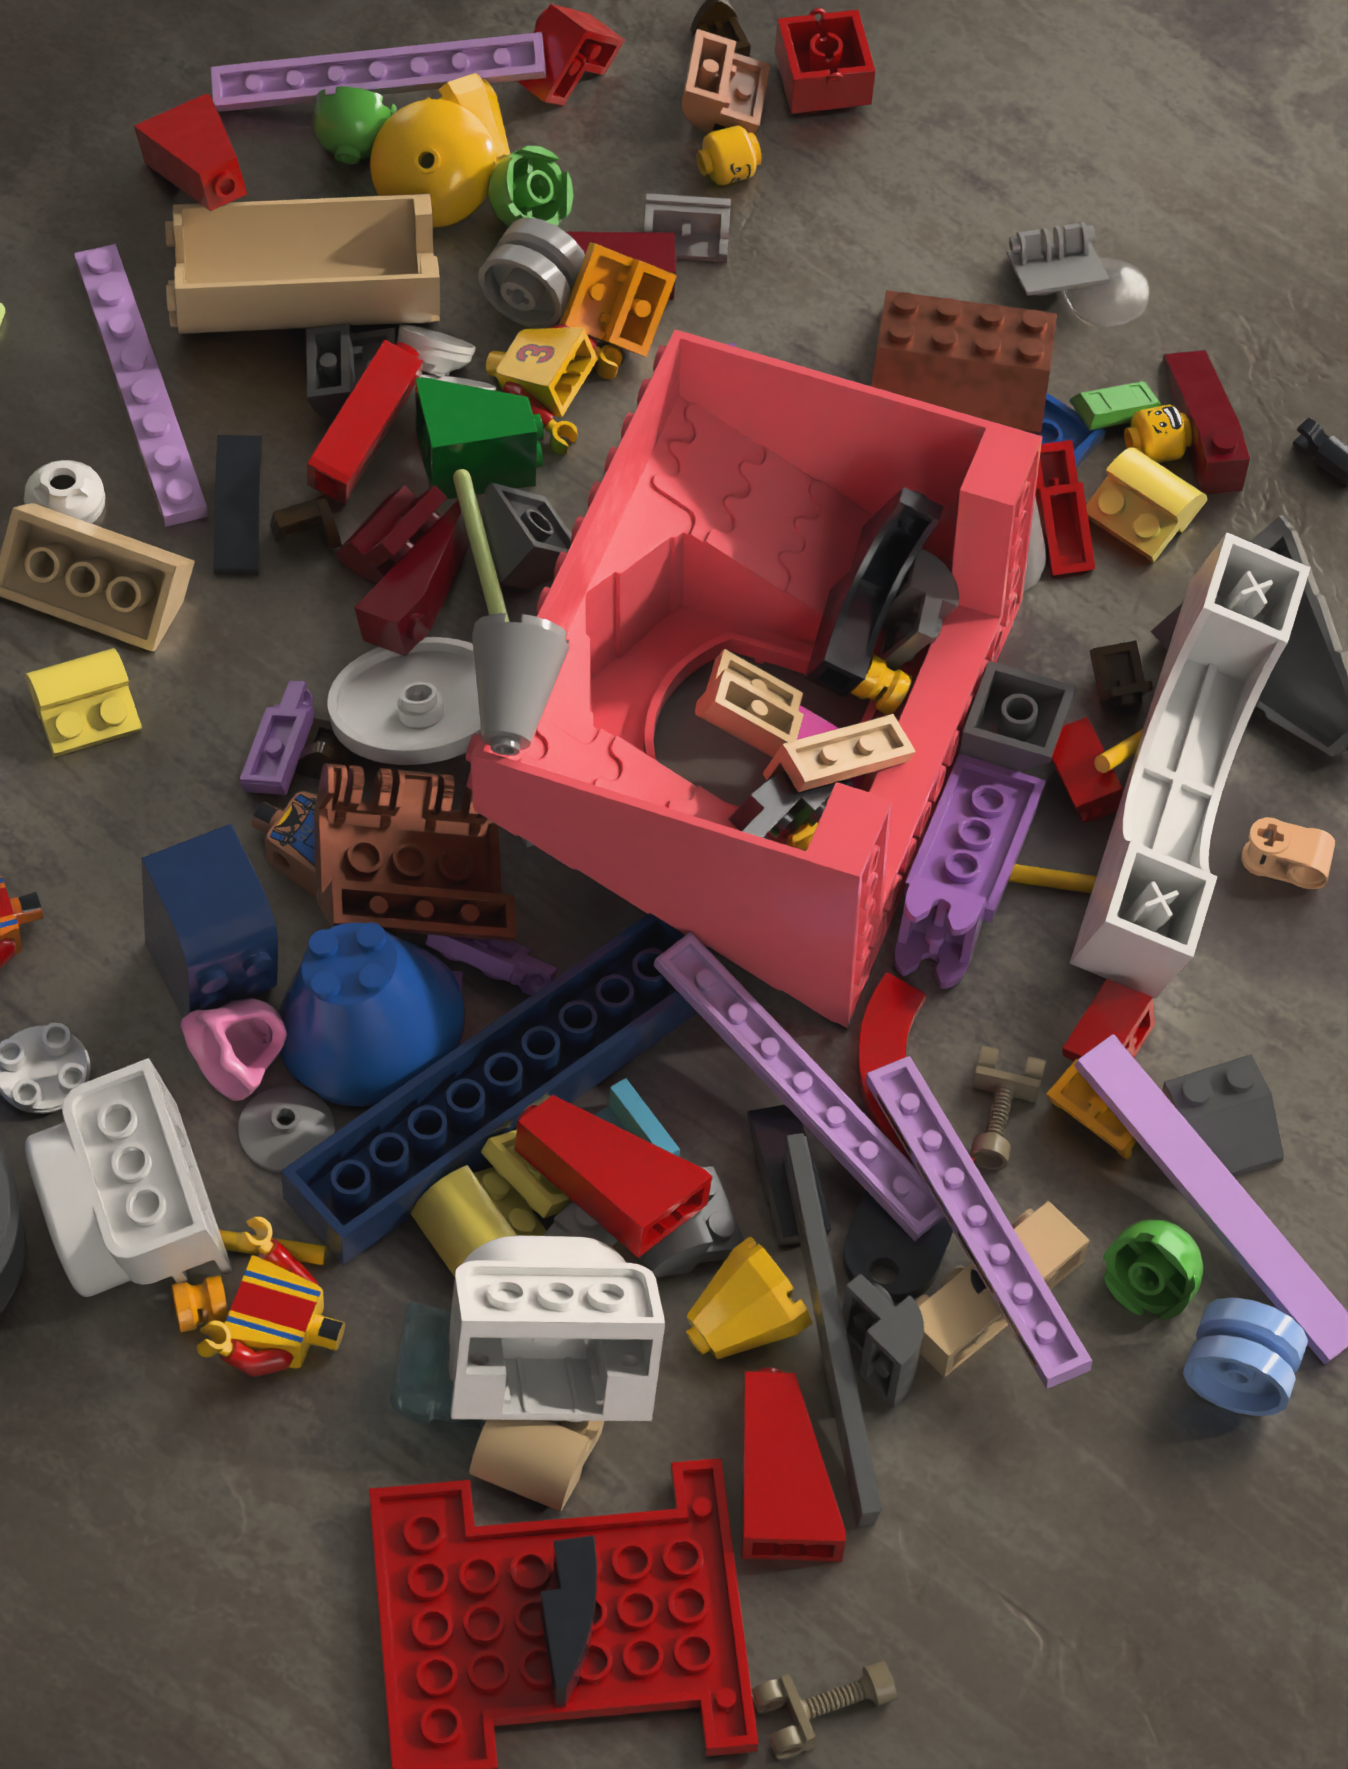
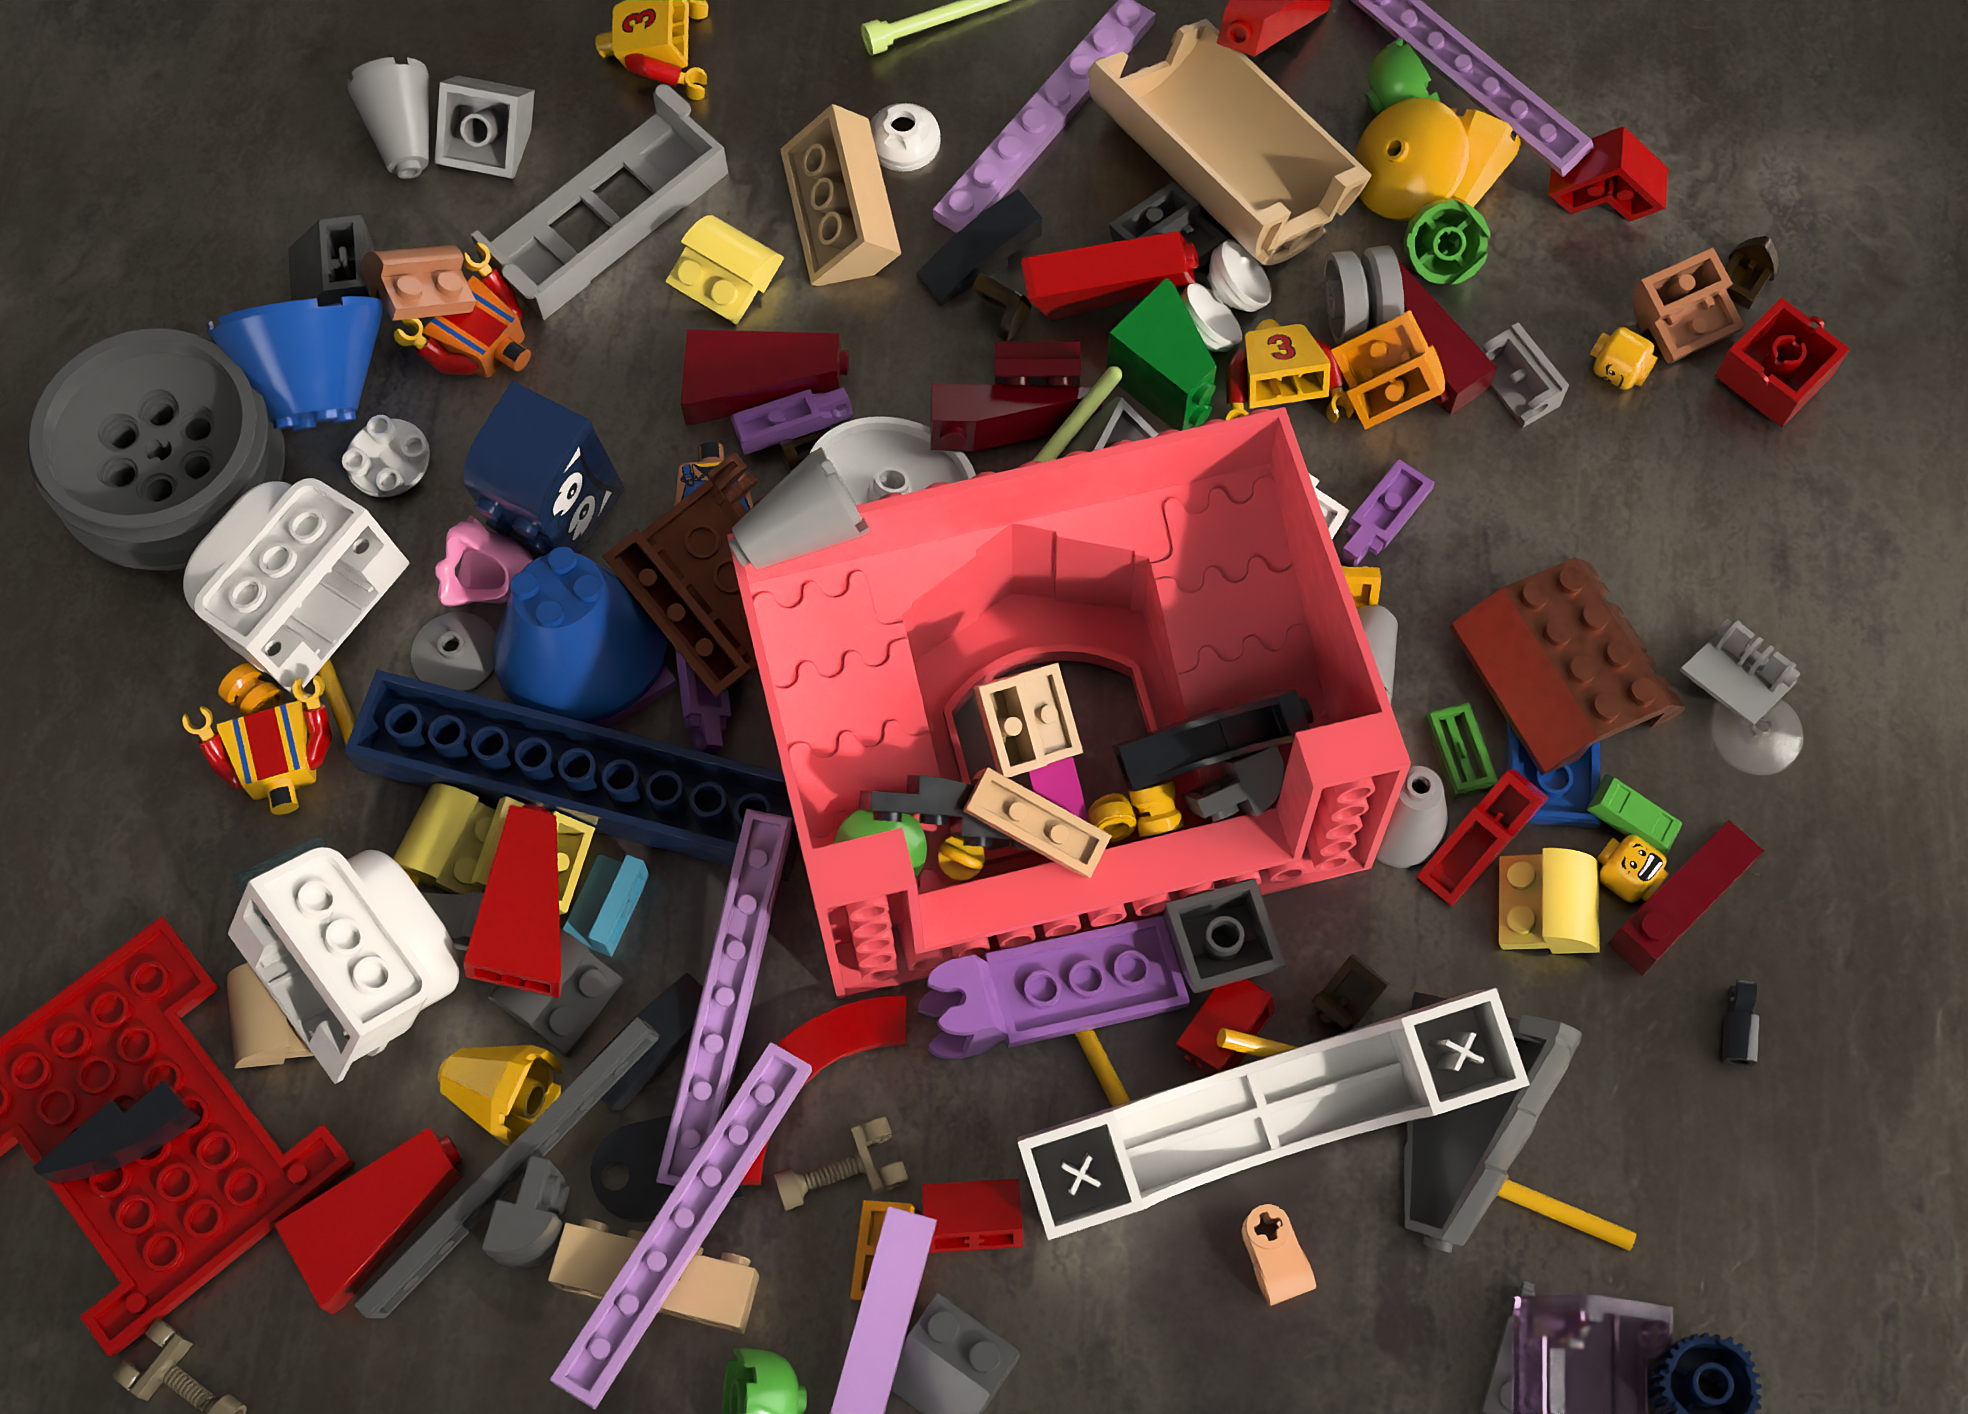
camera: 60 degrees right, 10 degrees up
(208, 737) = (751, 368): none -> dark red slope
(865, 710) = (1113, 815): none -> yellow tile

